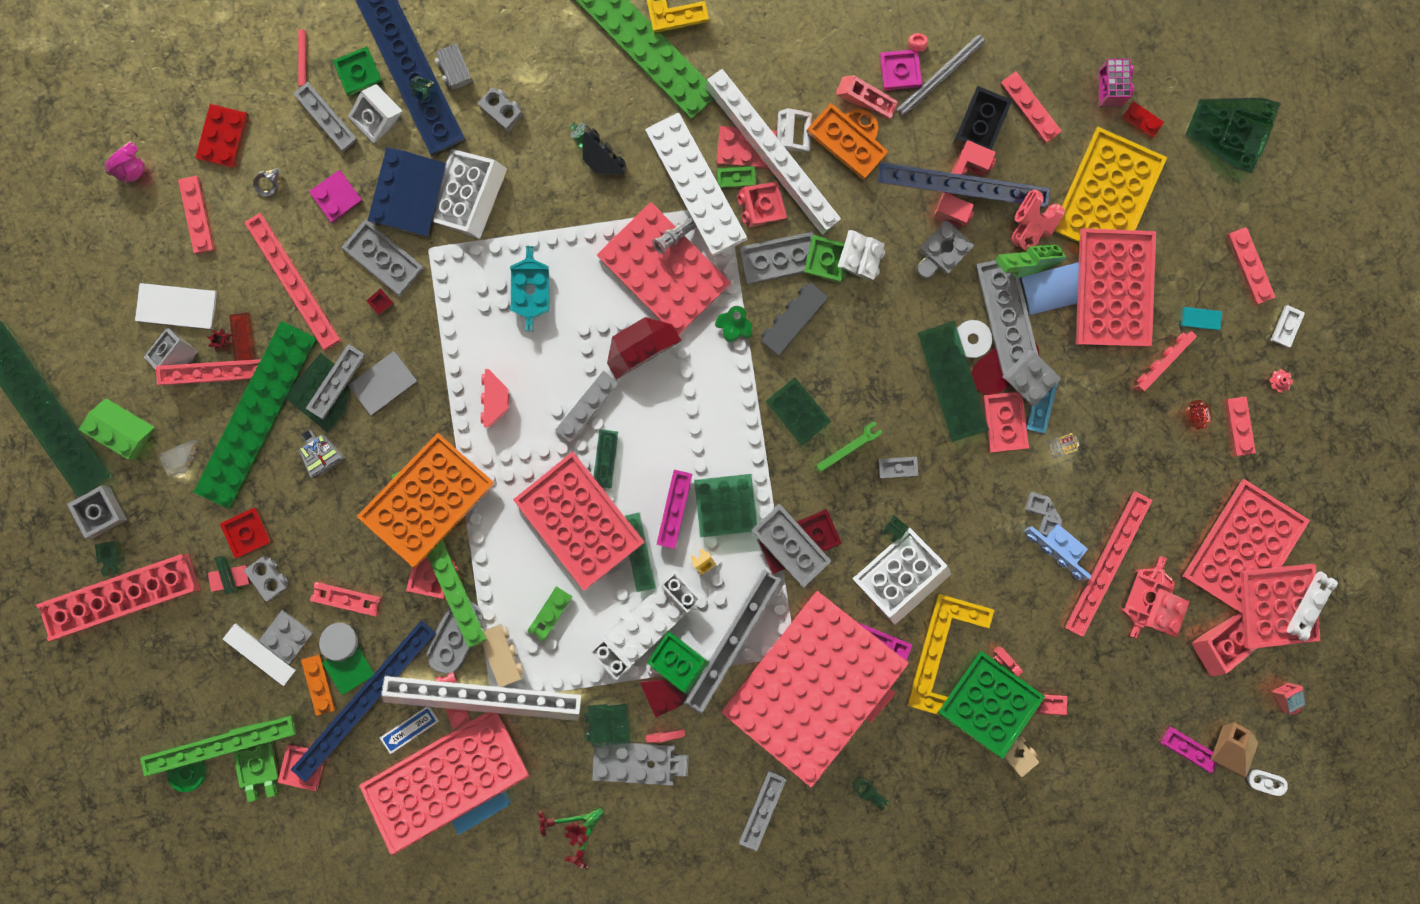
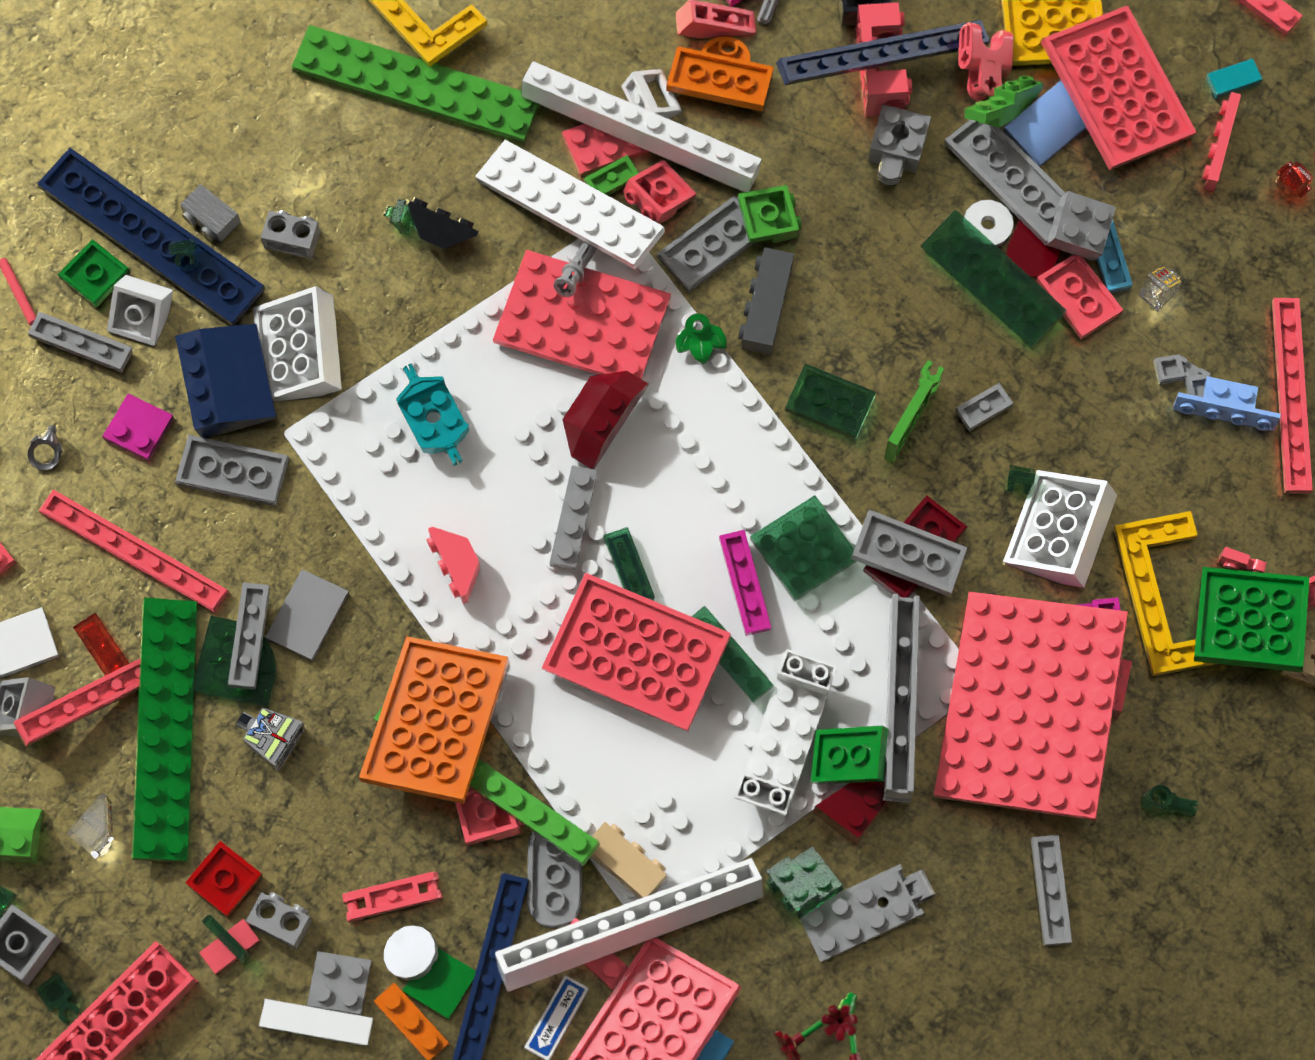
camera: 25 degrees left, 15 degrees down
(214, 339) = (76, 654): dark red gear -> none
(380, 302) = (255, 521): dark red plate -> none
(550, 613) = (659, 782): bright green plate -> none
(665, 736) = (880, 860): coral tile -> none
(703, 562) = (815, 626): yellow tile -> none
(861, 255) = (807, 191): white plate -> none

